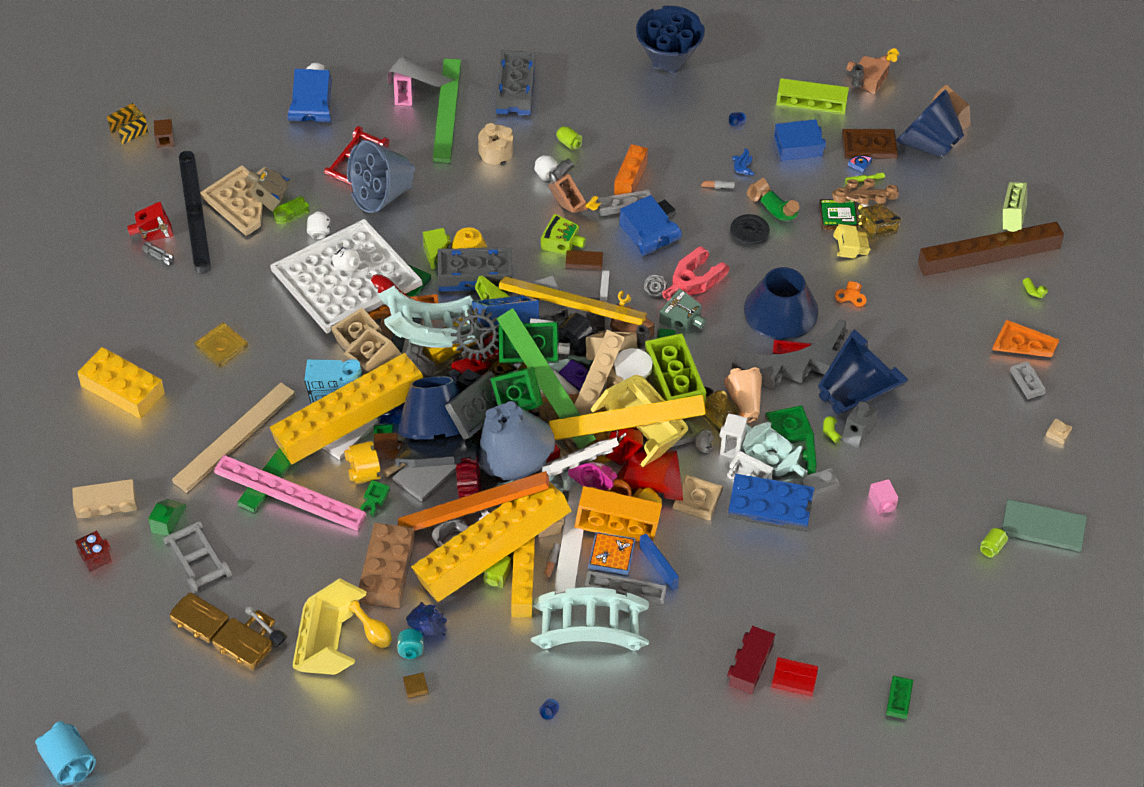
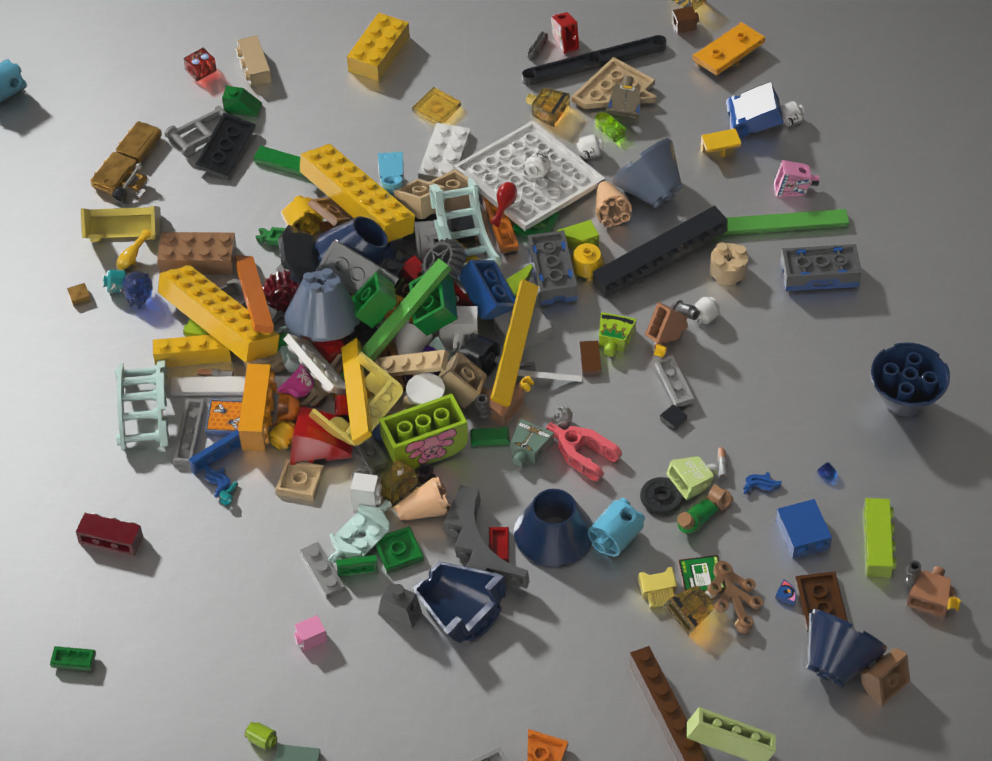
camera: 85 degrees right, 0 degrees up
(216, 106) = (728, 48): none -> light orange container
(230, 533) = (225, 146): none -> black tile
(233, 437) = (328, 131): tan tile -> none
(252, 250) = (549, 105): none -> clear yellow torso
(289, 343) = (444, 150): none -> white plate
(290, 492) = (271, 178): bright pink tile -> none
(341, 127) = (720, 141): none -> yellow panel
(358, 134) = (709, 178): red piece -> none
(366, 433) = (330, 211): none -> medium nougat tile
(400, 216) = (612, 205): none -> light nougat cone
(417, 71) = (806, 187): light grey piece -> none
(471, 189) = (660, 251): none -> black brick
(552, 705) = (57, 390): clear blue piece -> none
(569, 137) = (755, 324): lime brick -> none
(631, 170) = (717, 380): orange brick -> none
(648, 225) = (640, 401): blue piece -> none
(688, 564) = (218, 478): none -> blue piece
(712, 560) = (226, 497): none -> teal hand
(738, 202) = (691, 475): none -> yellowish green torso
(749, 466) = (331, 517): white hinge -> none
(770, 502) = (288, 532): blue piece -> none
(794, 254) = (616, 528): none -> medium azure cylinder
(794, 676) = (92, 571): red panel -> none
(829, 429) = (403, 580): lime arm -> none
(851, 294) = (586, 593): orange piece -> none
(861, 178) = (762, 594): lime piece -> none

